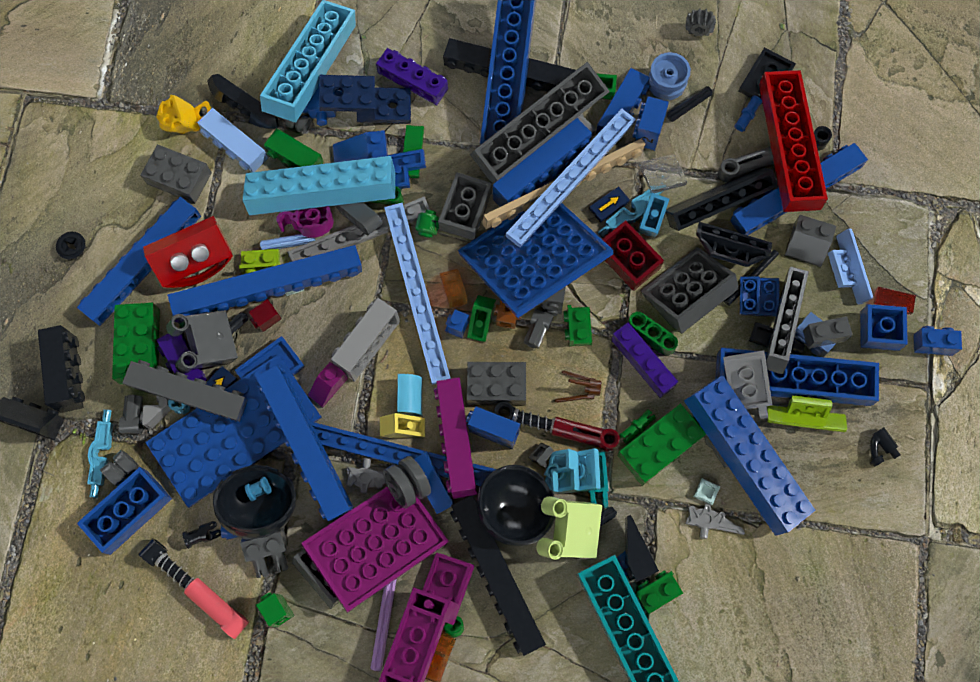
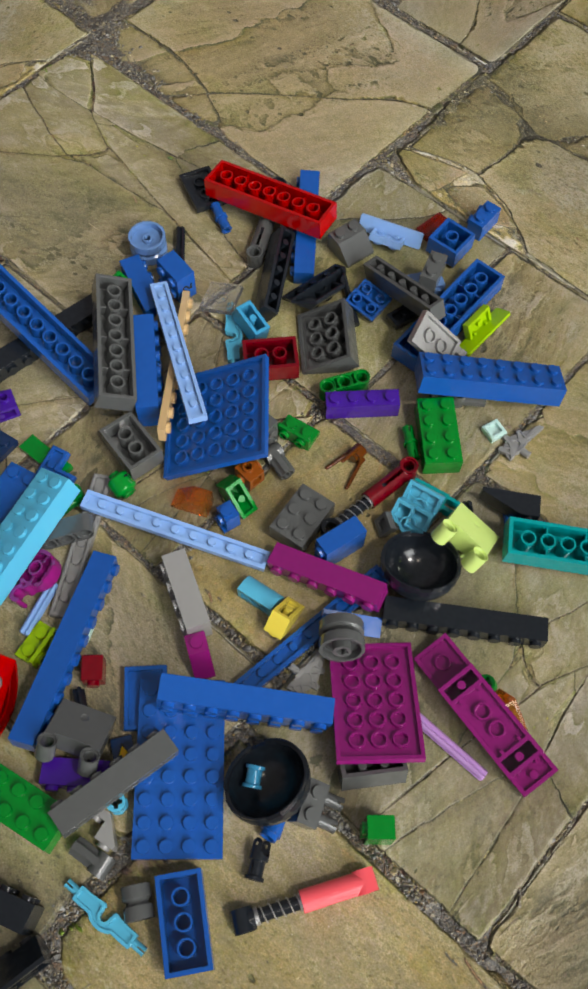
camera: 60 degrees left, 10 degrees down
(609, 204) = (215, 348): dark blue tile -> none
(659, 592) = (552, 508): green bracket -> none
(700, 22) = (124, 197): dark grey gear -> none
(886, 442) = (531, 297): black plant -> none

